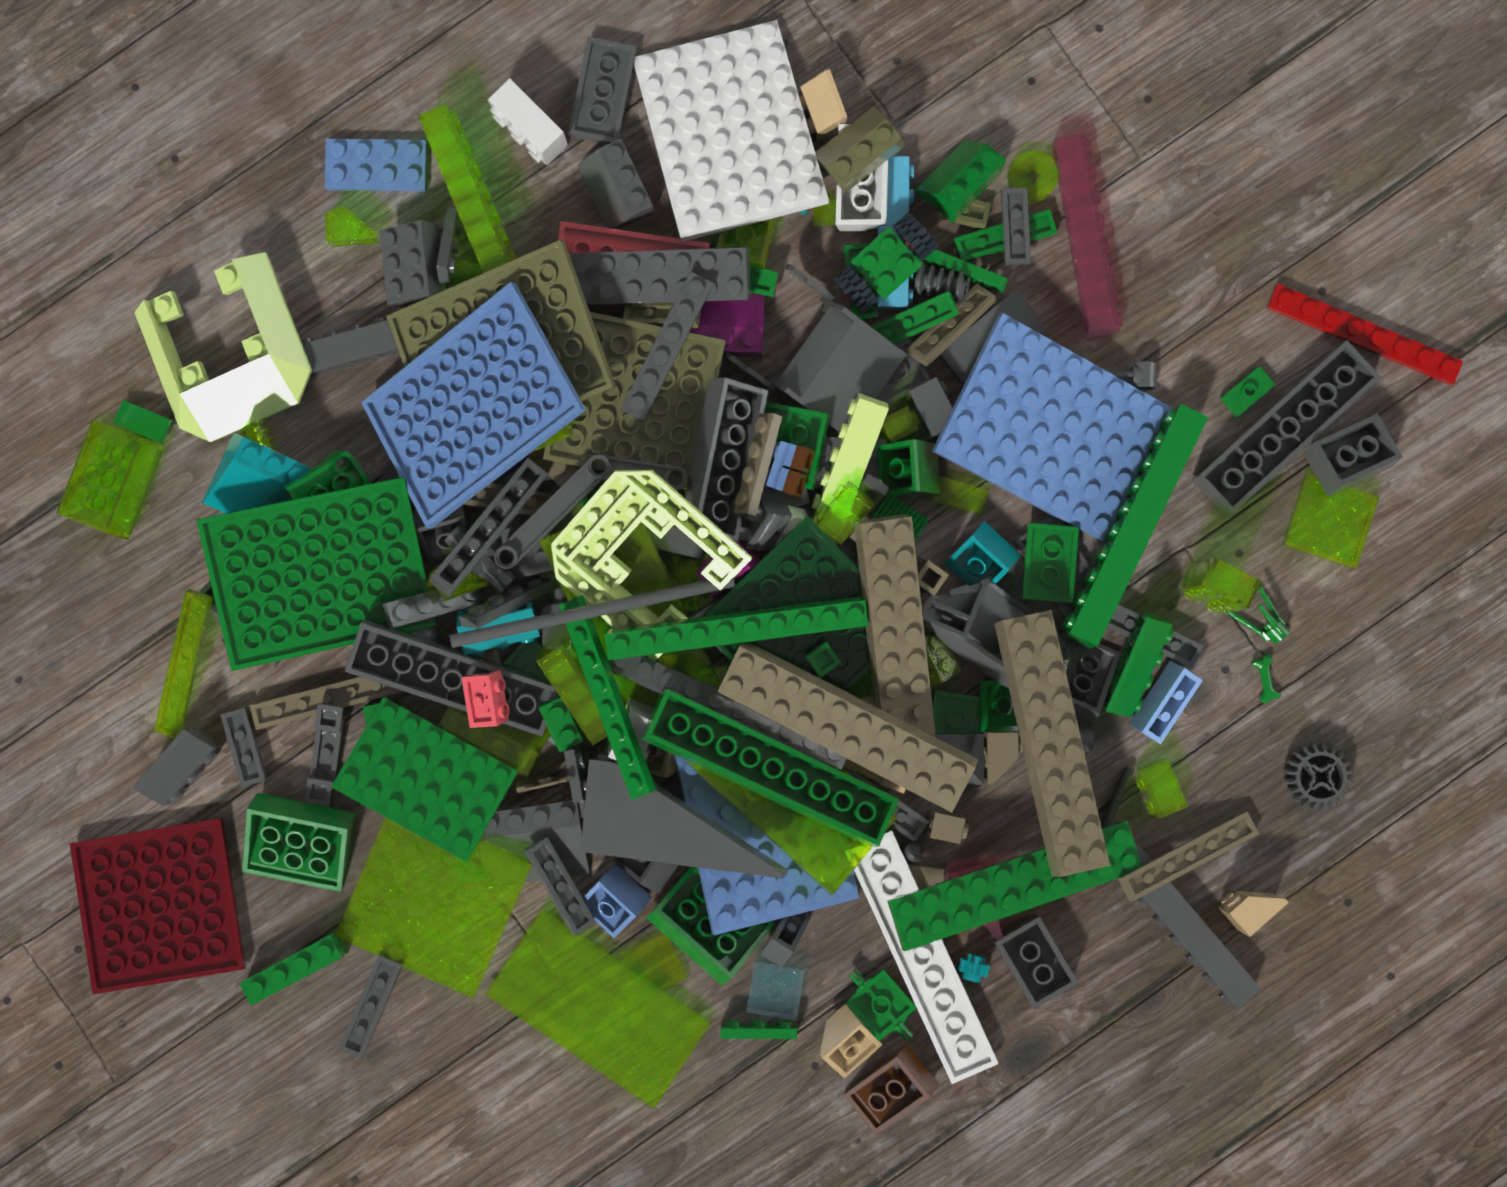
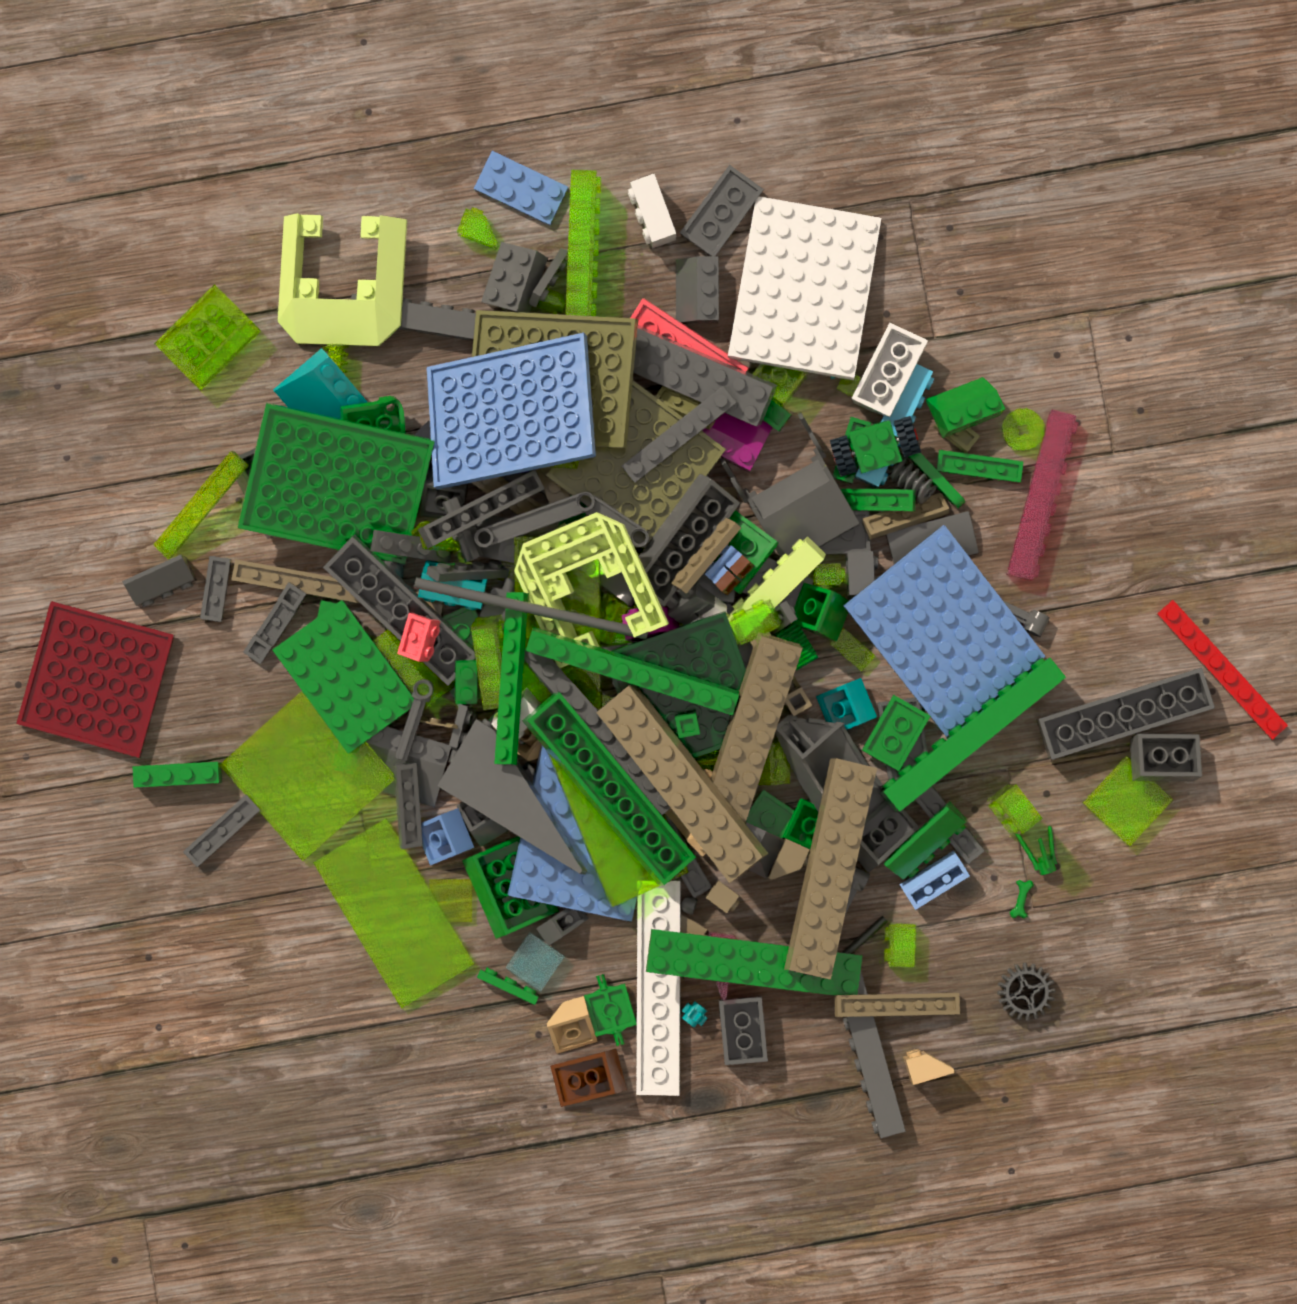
camera: 30 degrees right, 0 degrees up
(142, 421) = (252, 304): green slope -> none
(297, 841) = (224, 680): green slope -> none
(521, 789) = (413, 719): none -> dark grey axle
(822, 105) = (885, 301): tan slope -> none
(859, 149) = (895, 350): olive slope -> none
(1015, 227) = (989, 463): dark grey plate -> none
(1247, 391) = (1110, 672): green plate -> none

